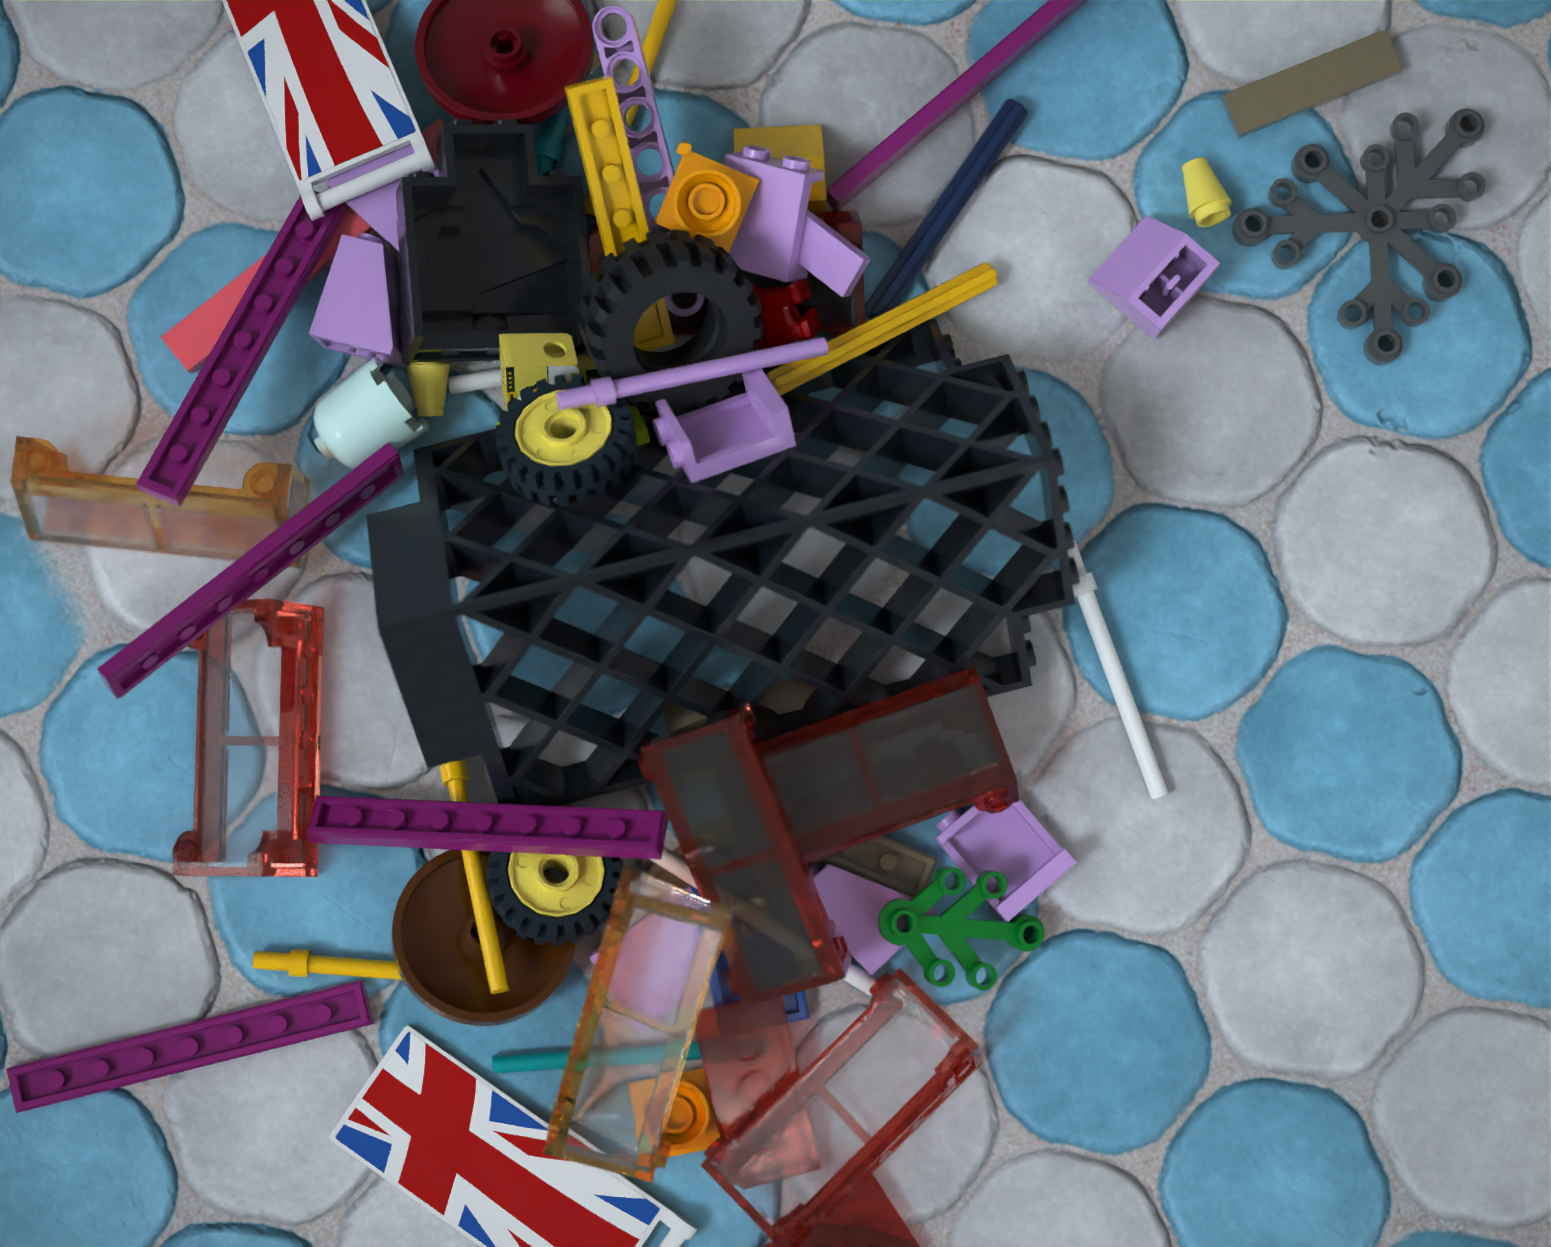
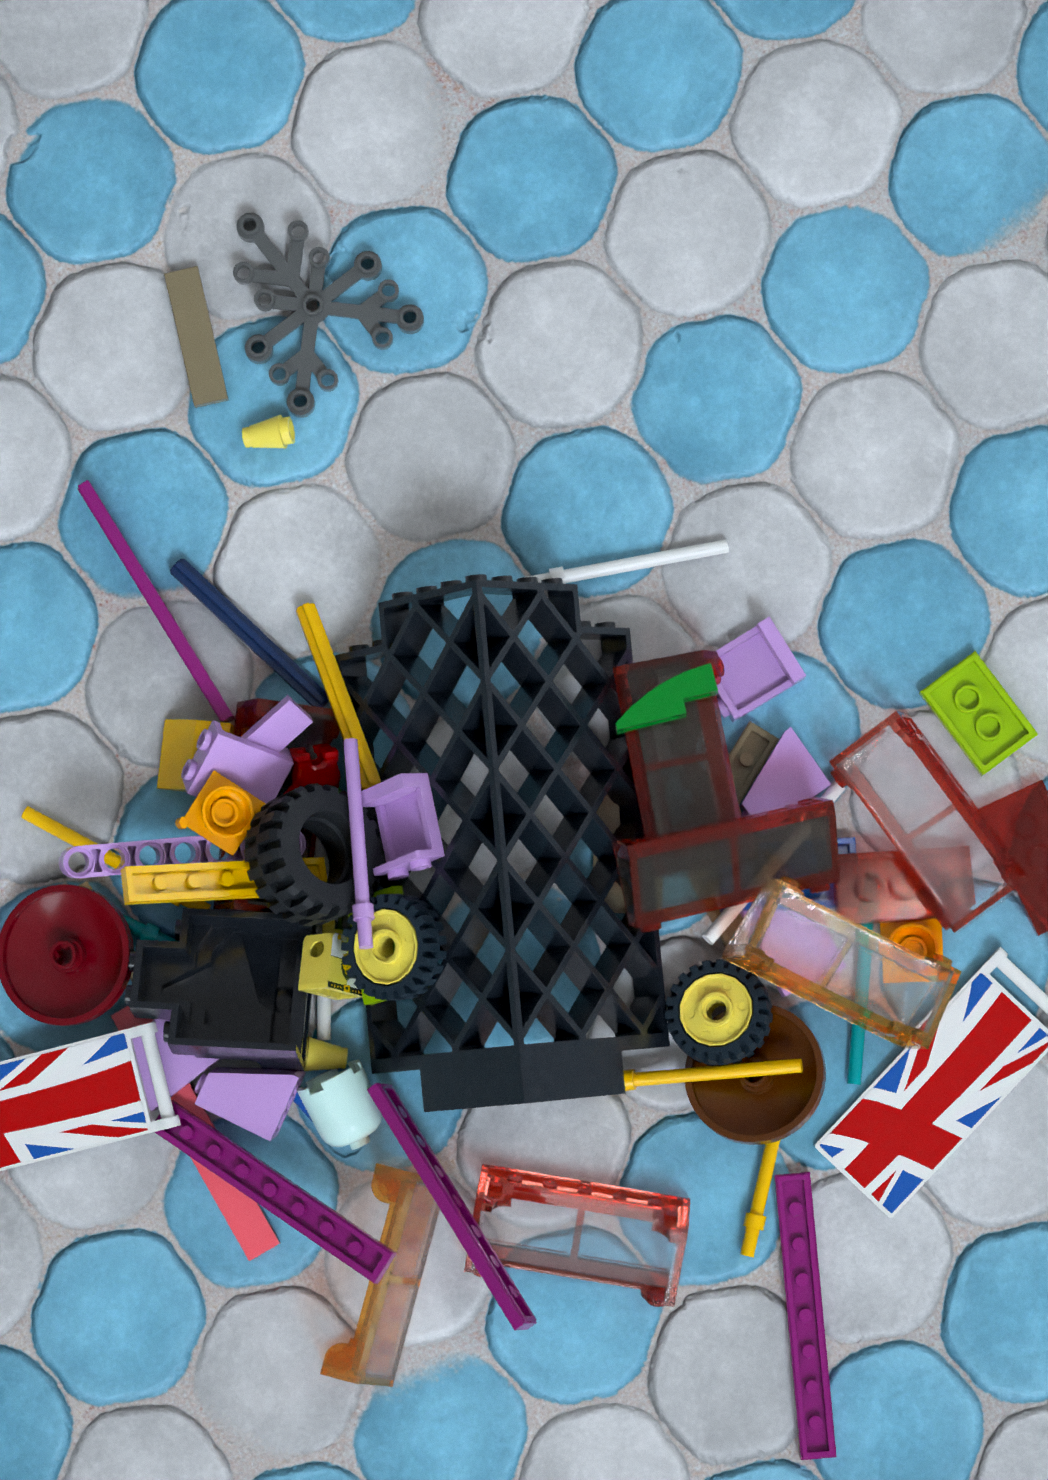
camera: 80 degrees left, 0 degrees up
(489, 827) = (675, 1057): magenta tile -> none
(943, 742) = (669, 699): none -> green slope
(954, 925) = (803, 716): green plant -> none
(996, 1155) = (978, 713): none -> lime tile
(1153, 274) = (327, 483): lavender slope -> none

